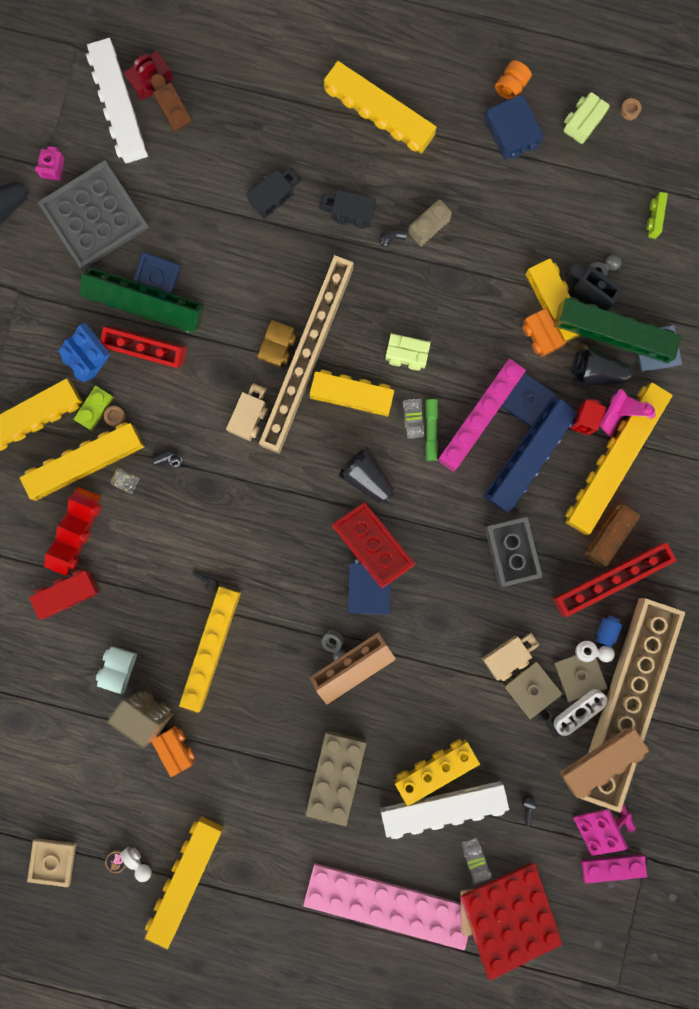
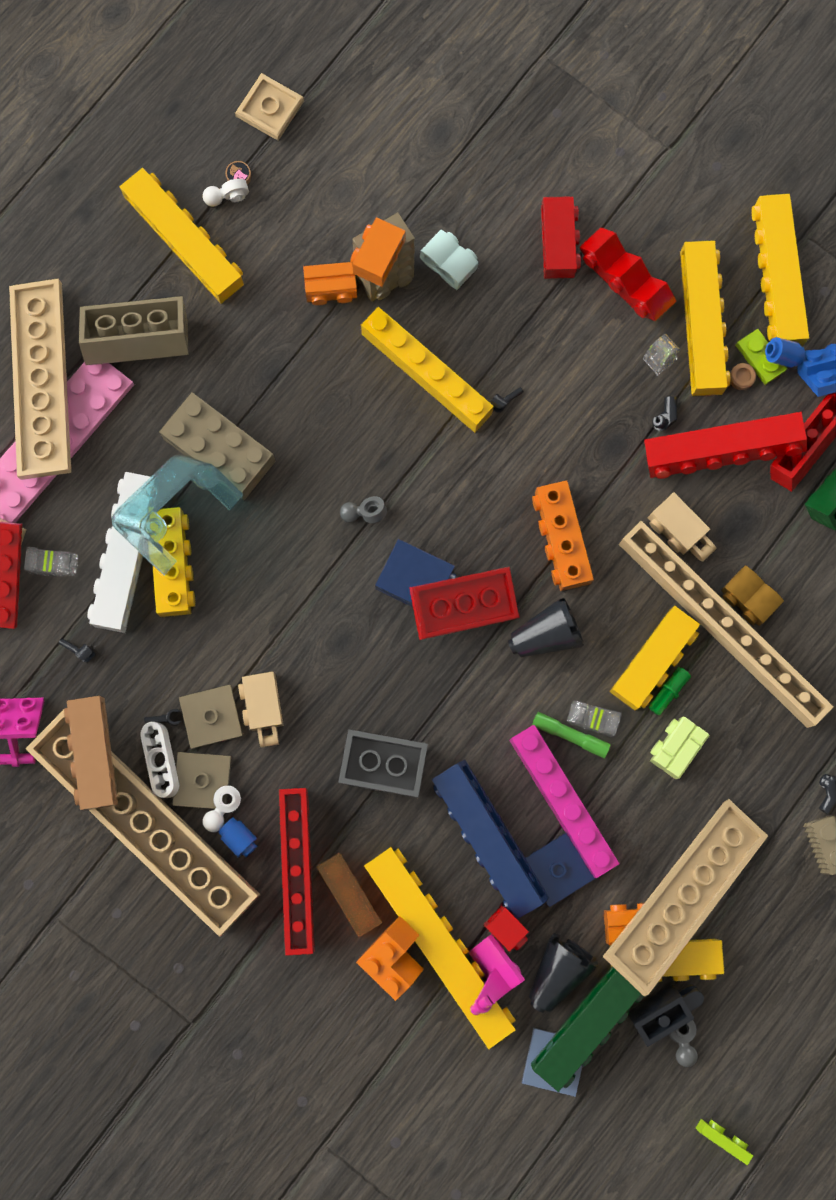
camera: 110 degrees right, 5 degrees down
(85, 391) = (784, 352): none -> blue brick
(147, 722) = (378, 251): none -> orange brick
(175, 405) = (726, 445): none -> brick
(277, 883) = (133, 330): none -> dark tan brick
(291, 495) = (563, 536): none -> orange brick
(343, 937) = (39, 379): none -> tan plate
(352, 668) = (332, 517): medium nougat brick -> none
(370, 374) = (669, 690): none -> green axle
(416, 812) = (138, 515): none -> clear light blue windscreen
(513, 303) = (685, 897): none -> tan plate
(645, 487) = (388, 960): none -> orange brick

